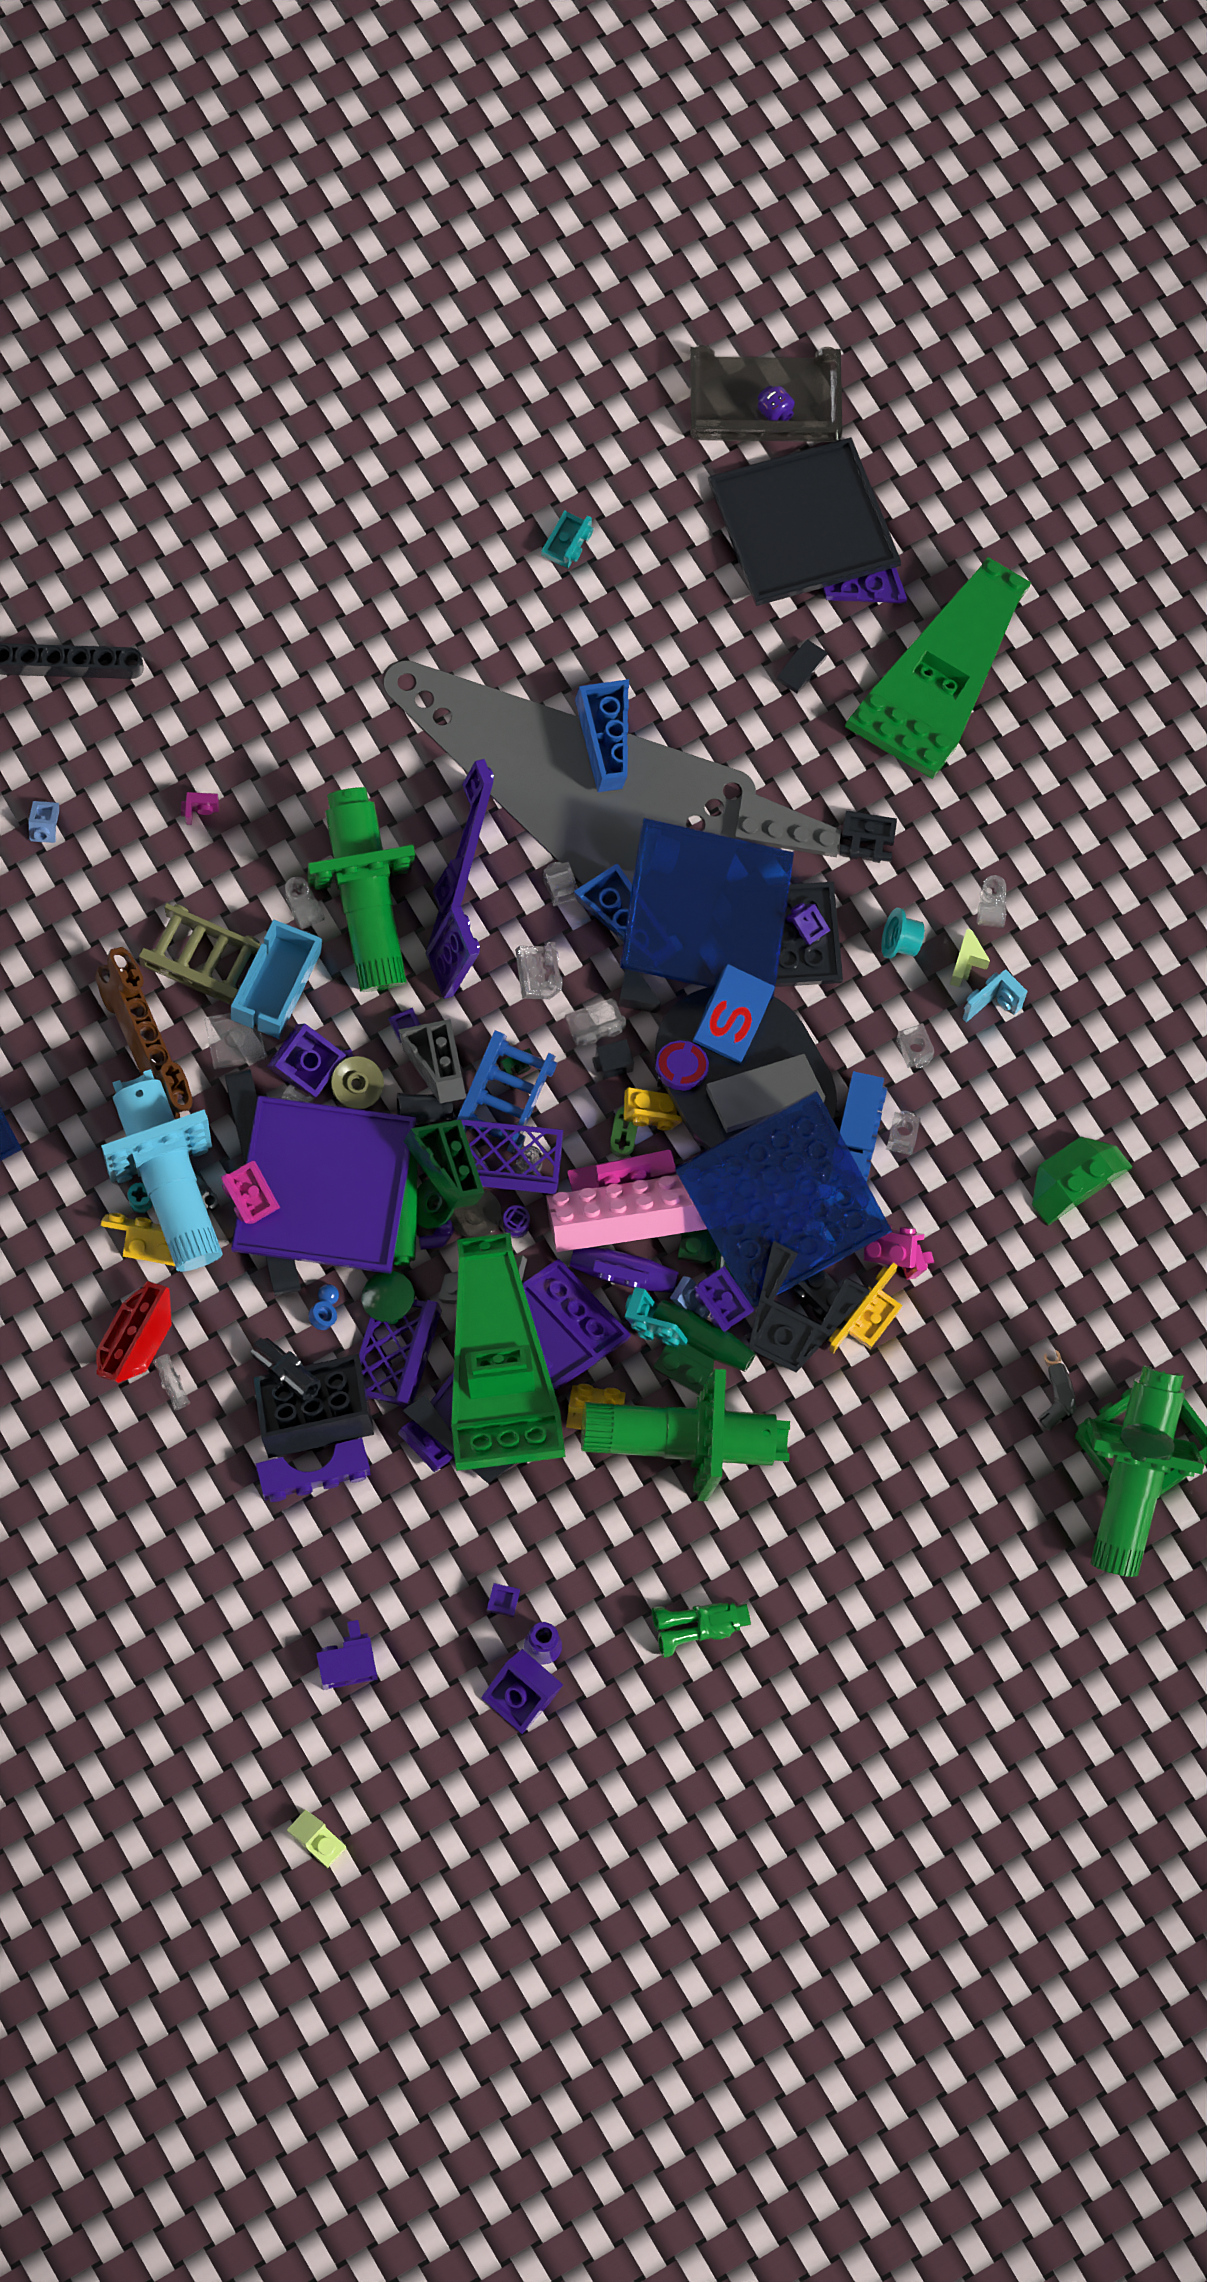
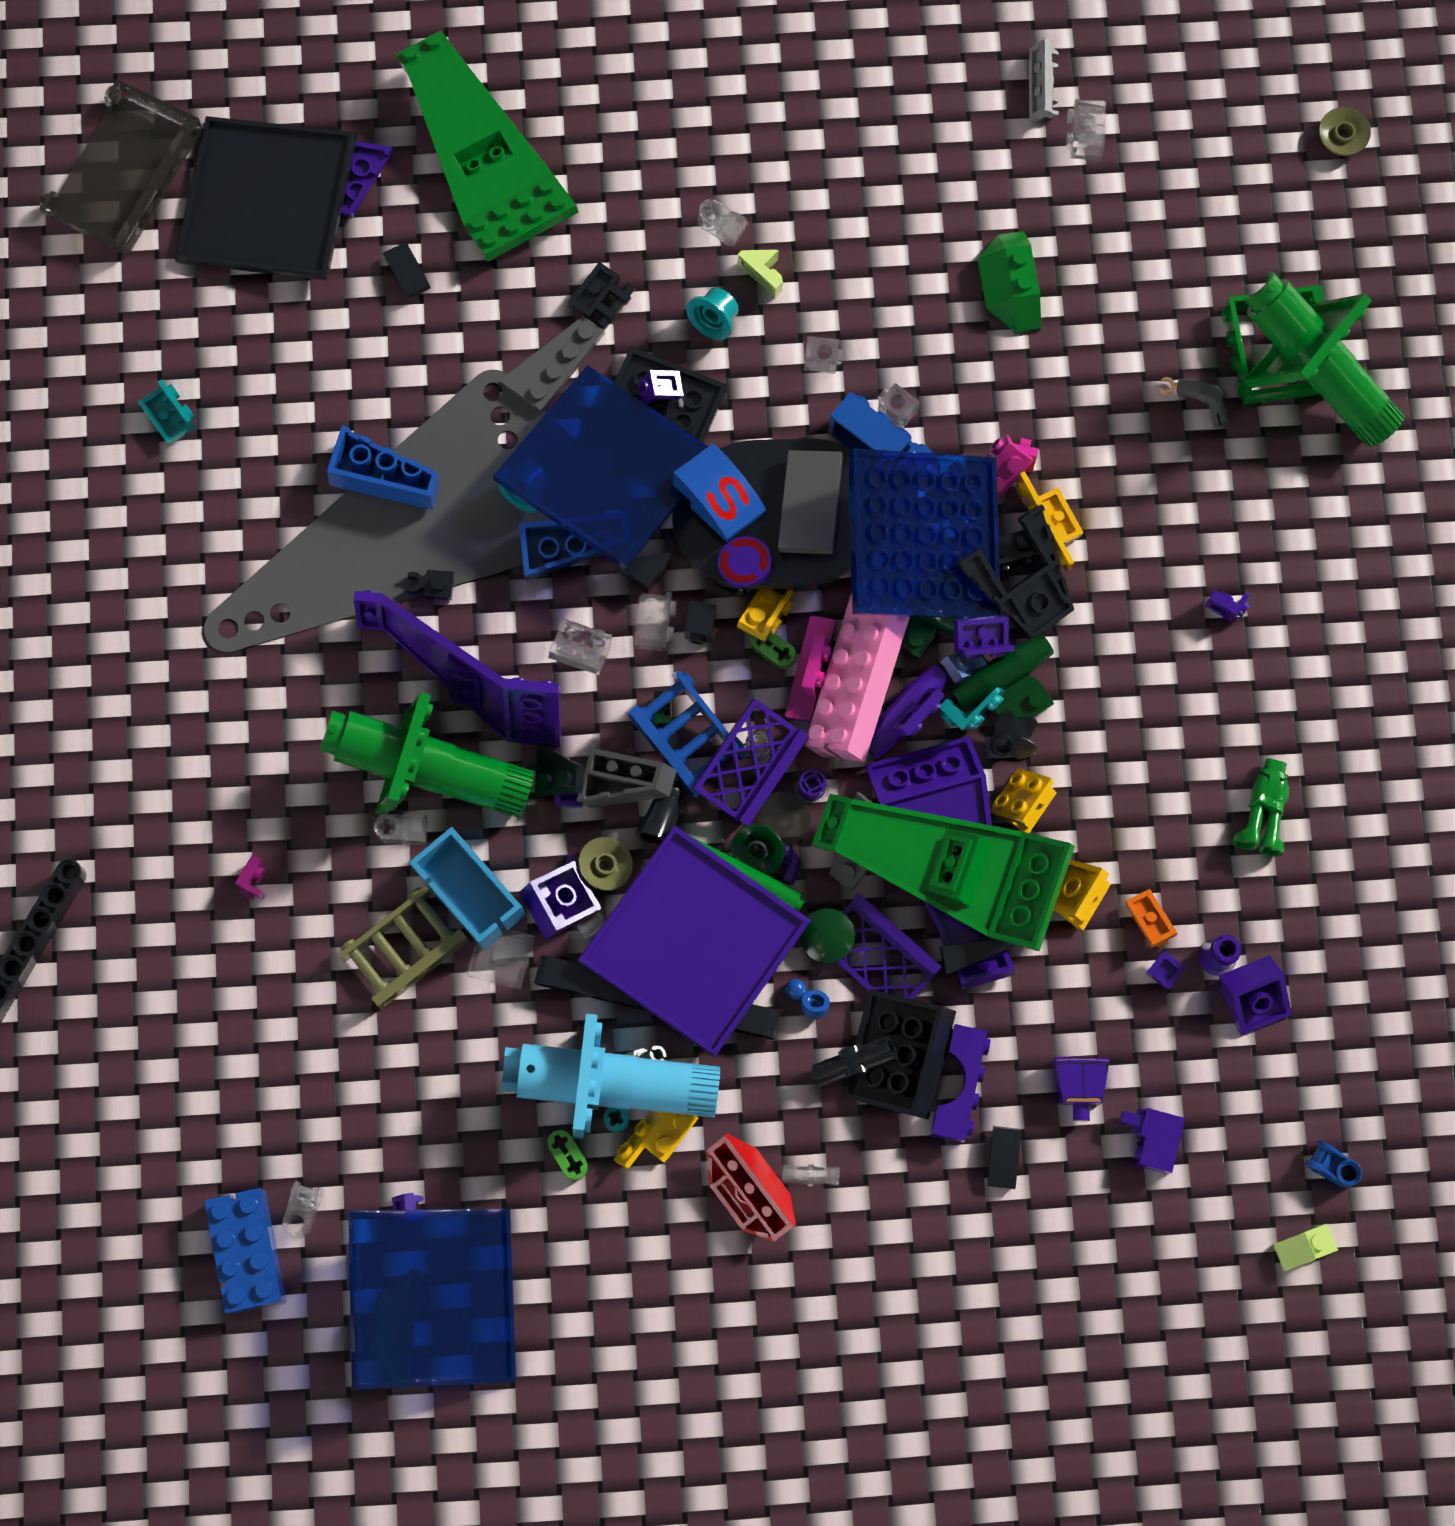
camera: 60 degrees left, 5 degrees up
(43, 821) = (188, 1032): medium blue bracket -> none
(86, 1170) = (573, 1151): none -> bright green beam
(123, 997) = (412, 1037): reddish brown piece -> none
(249, 1193) = (673, 1013): dark pink bracket -> none
(267, 1538) = (1004, 1157): none -> black slope
(365, 1574) = (1081, 1083): none -> dark purple torso
(401, 1825) = (1332, 1165): none -> blue piece
(415, 1004) = (556, 774): none -> black wing
(447, 1161) = (736, 815): dark green wedge -> none
(532, 828) = (436, 584): none -> black plate
(534, 1493) = (1081, 893): none -> yellow bracket
(544, 1567) = (1151, 918): none -> orange plate
(560, 882) = (504, 586): clear brick -> none
(654, 1373) = (1017, 735): none -> black plate
(696, 1434) = (1109, 712): green piece -> none
(776, 404) = (138, 162): dark purple head -> none
(870, 1501) = (1223, 605): none -> dark purple bracket
(1004, 987) = (814, 250): medium azure bracket -> none
(1147, 1442) = (1323, 330): dark green dish -> none

